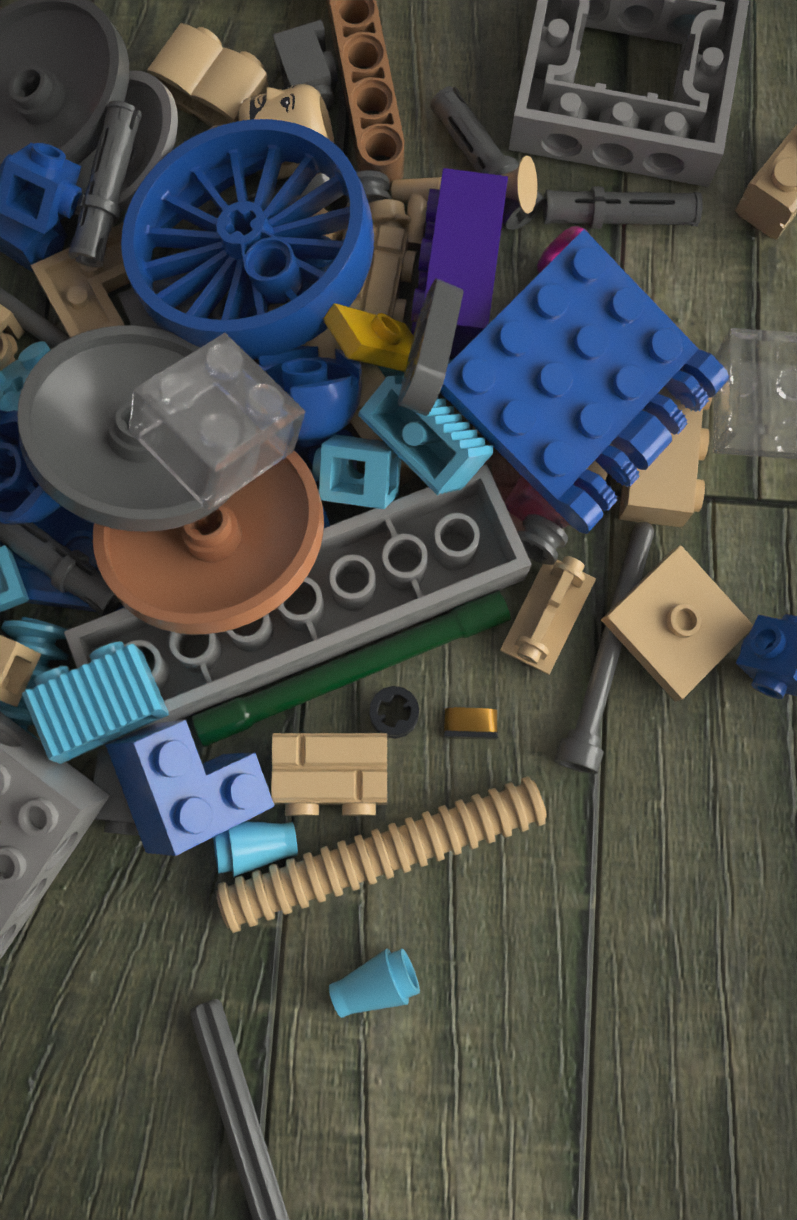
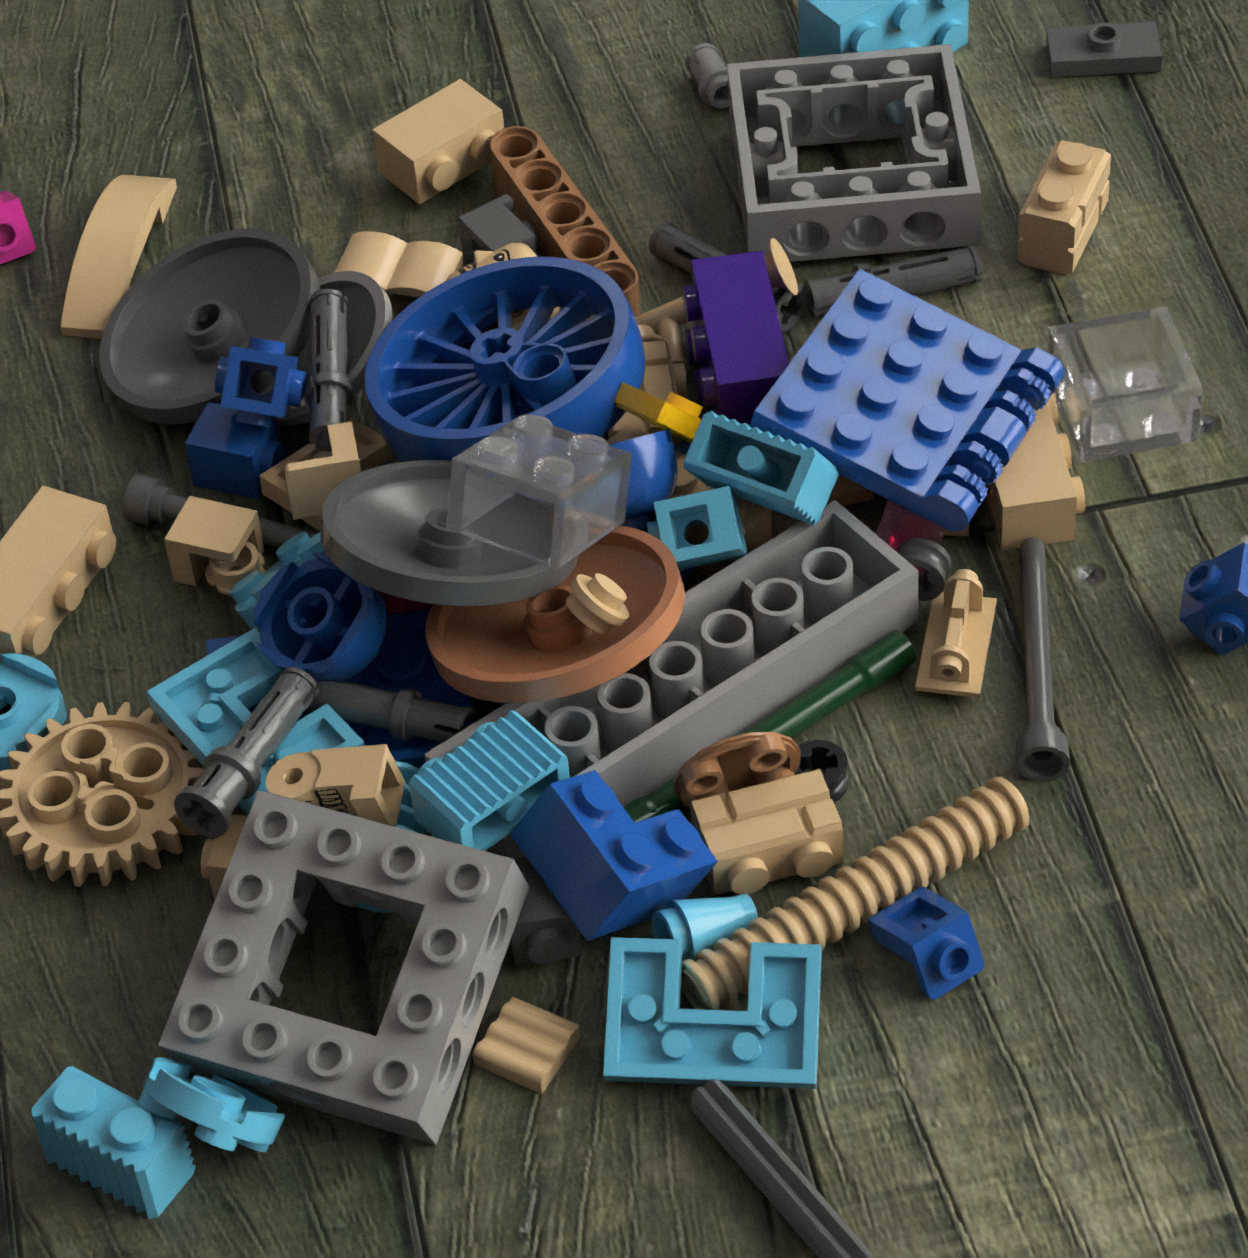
camera: 10 degrees left, 30 degrees down
(76, 300) = (314, 479): none -> tan panel
(83, 907) = (526, 1045): none -> tan piece
(237, 547) = (597, 602): none -> tan plate
(250, 982) = (758, 1047): none -> medium azure plate
(302, 715) = (736, 764): none -> medium nougat dish
(376, 985) = (897, 1015): medium azure cone -> none
(425, 915) = (932, 937): none -> blue bracket
(431, 347) = (740, 377): dark grey beam -> none
(470, 723) = (909, 764): pearl gold piece -> none
(677, 623) = (1101, 609): tan plate -> none

